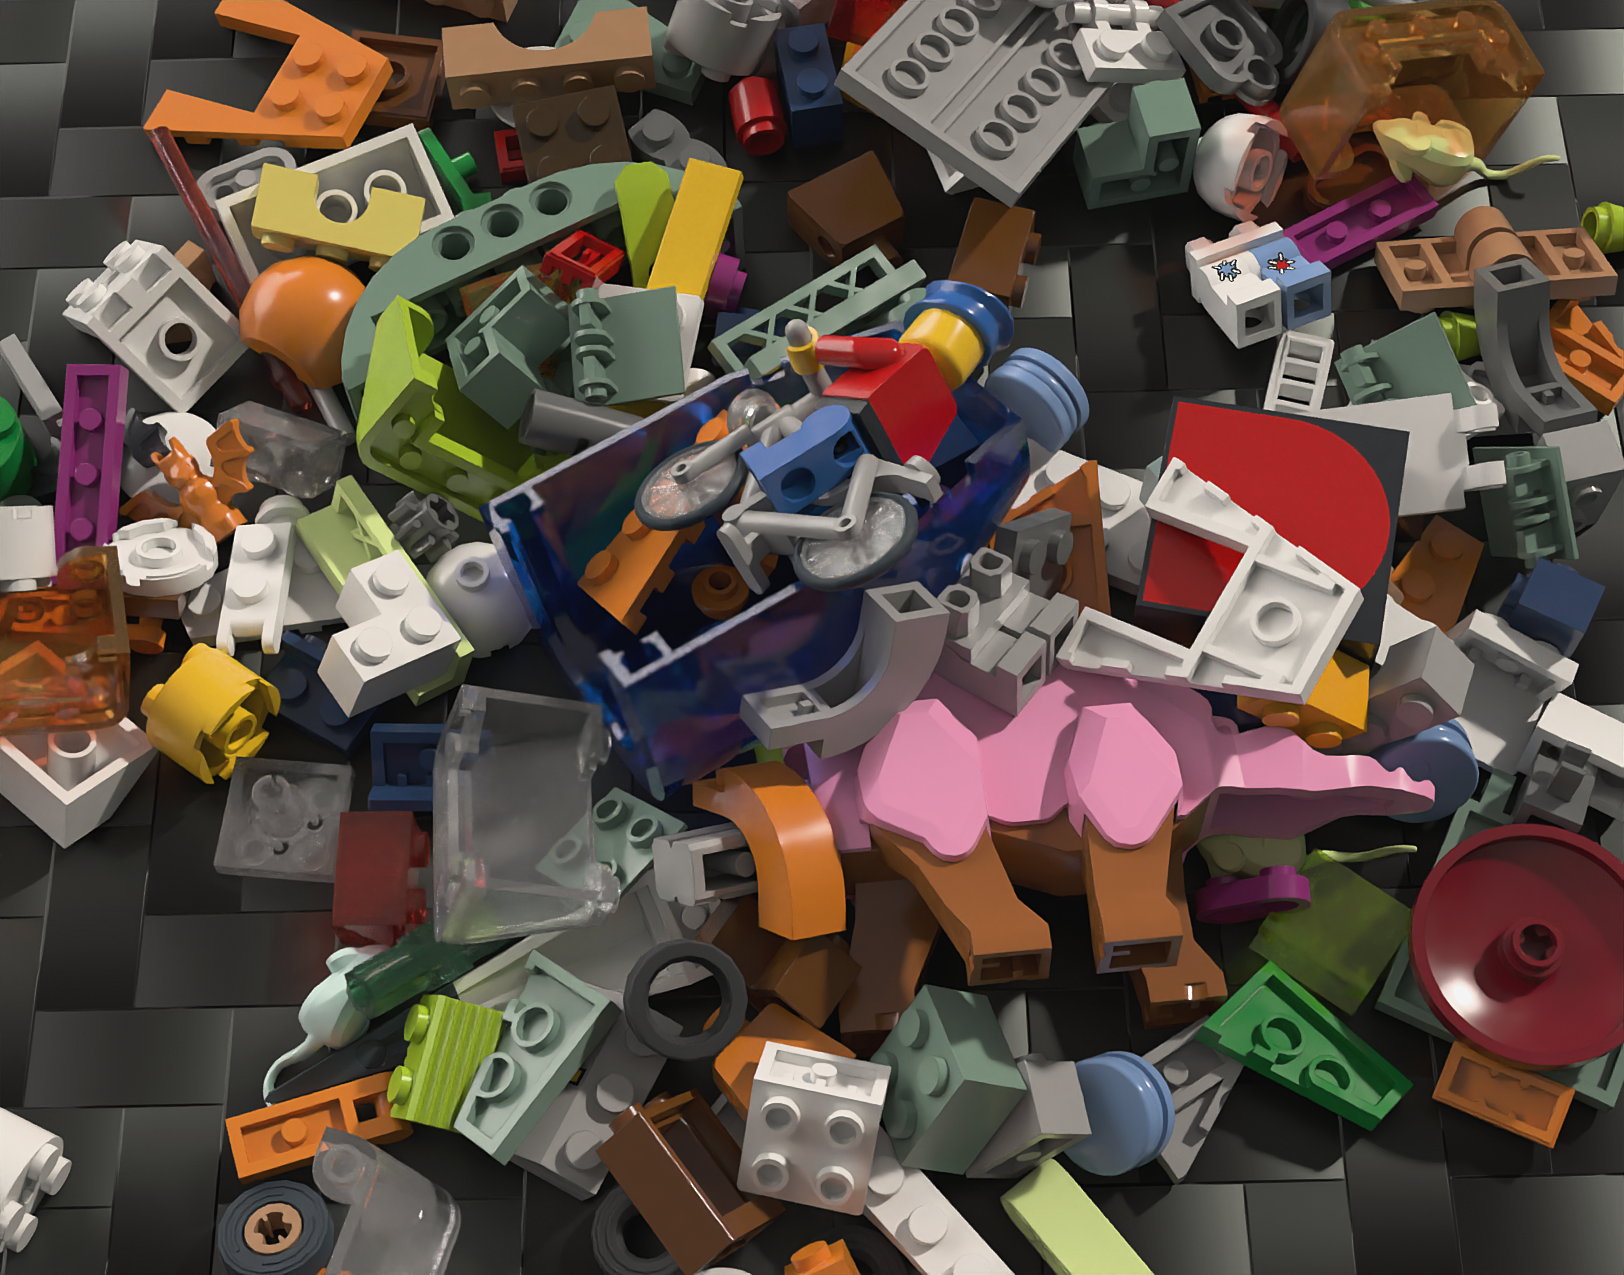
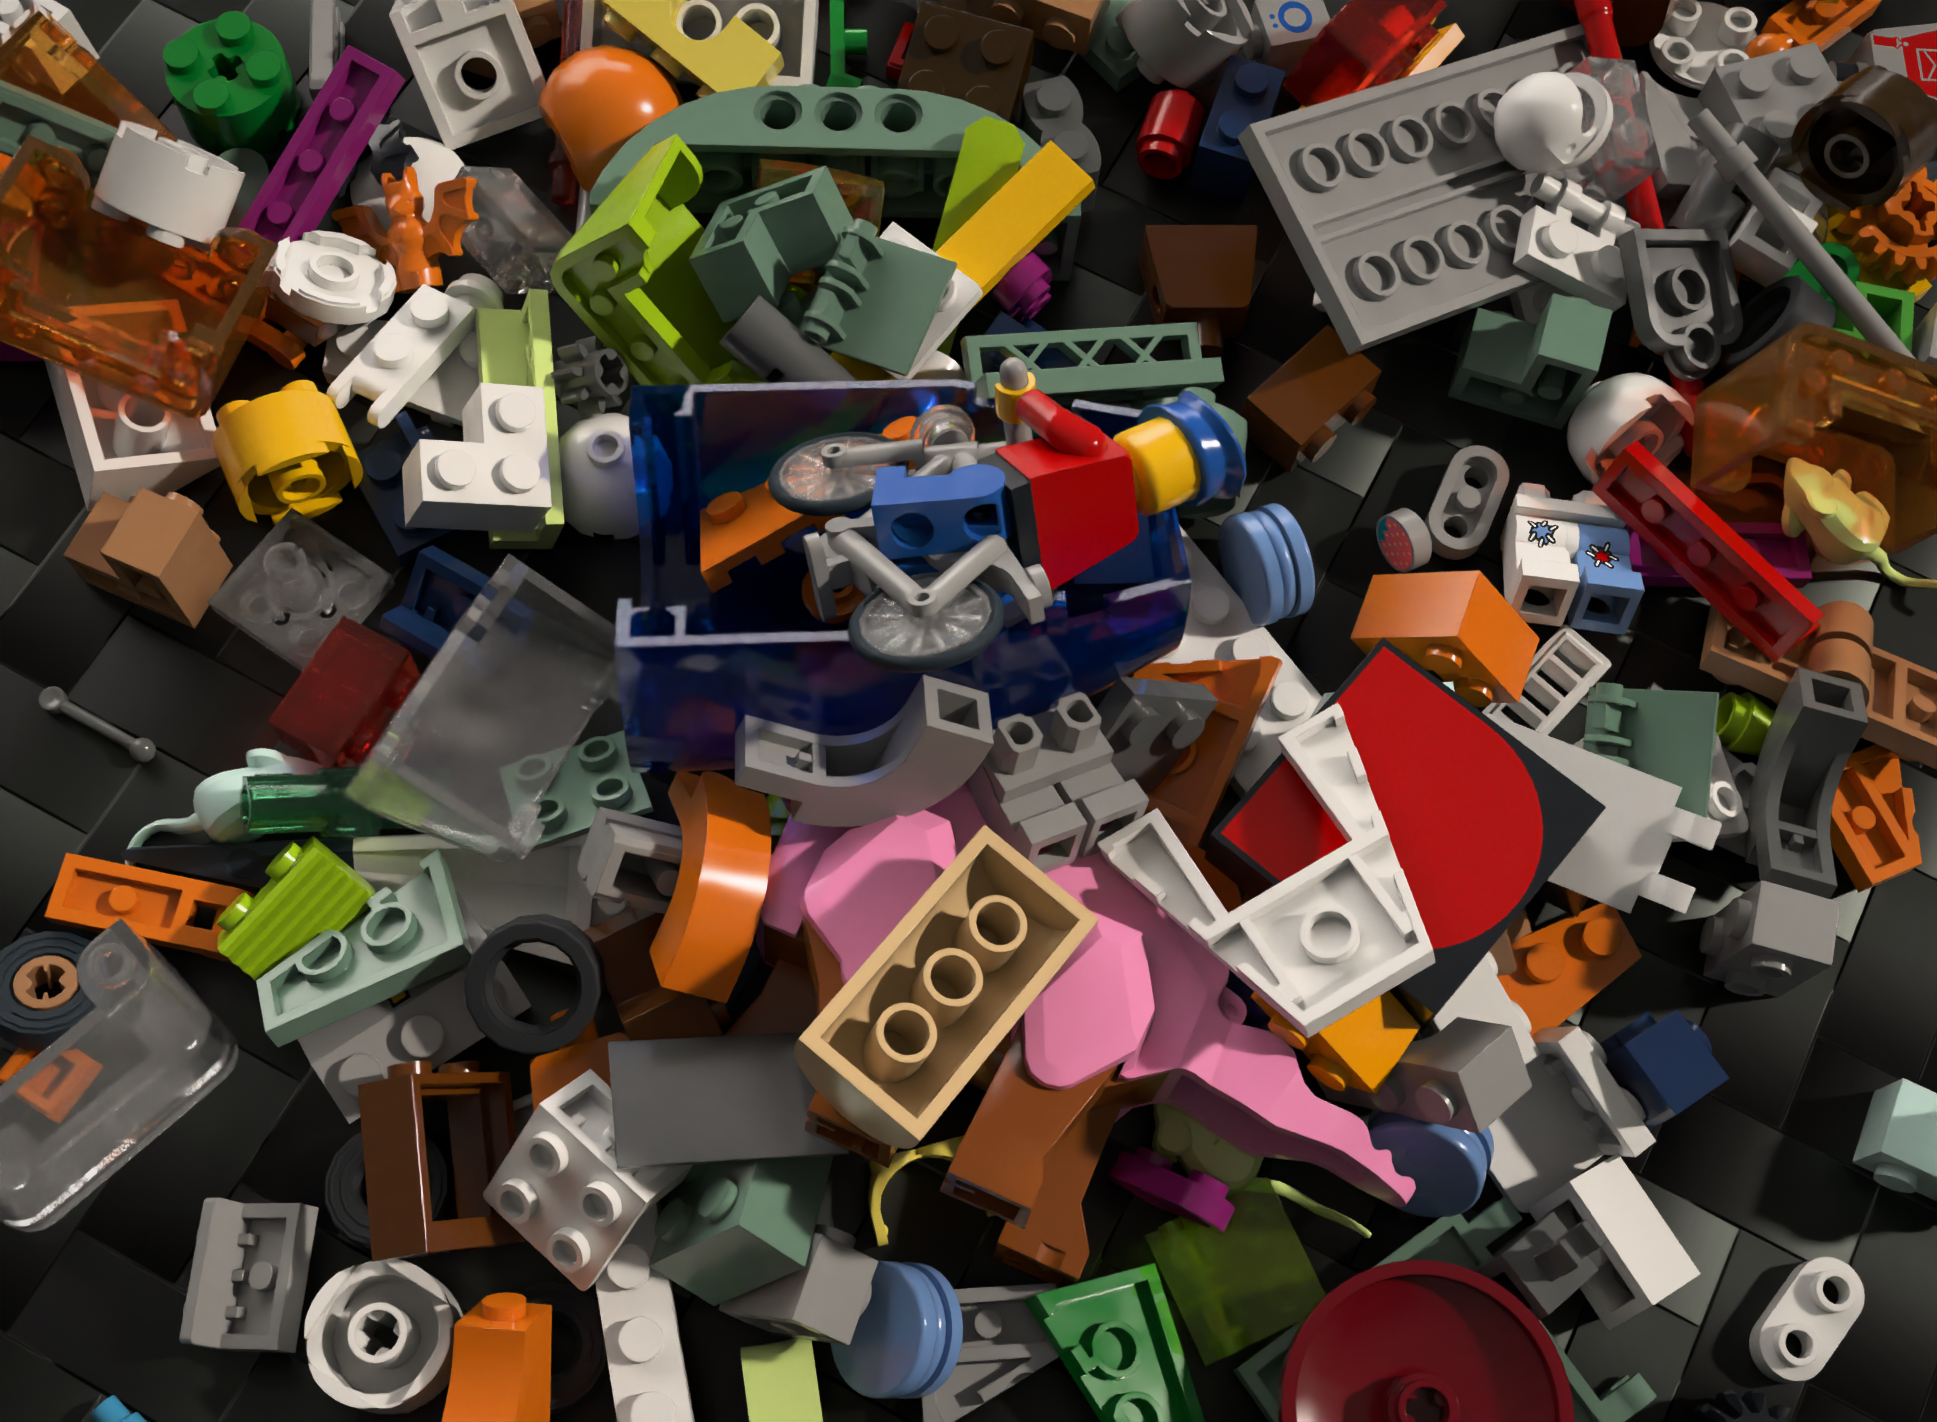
camera: 20 degrees right, 5 degrees up
(129, 1015) = (55, 701): none -> dark grey hinge
(144, 853) = (151, 553): none -> medium nougat brick
(590, 266) = (893, 203): red tile -> none
(884, 1003) = (711, 1101): none -> dark grey piece
(1025, 813) = (941, 991): none -> tan brick
(1066, 964) = (881, 1175): none -> light yellow cap
(1124, 331) = (1404, 540): none -> tile
(1153, 284) = (1464, 506): none -> light grey plate
(1203, 365) = (1452, 627): none -> orange brick
(1356, 220) = (1707, 552): none -> red fence
(1531, 511) = (1705, 950): sand green hinge -> none

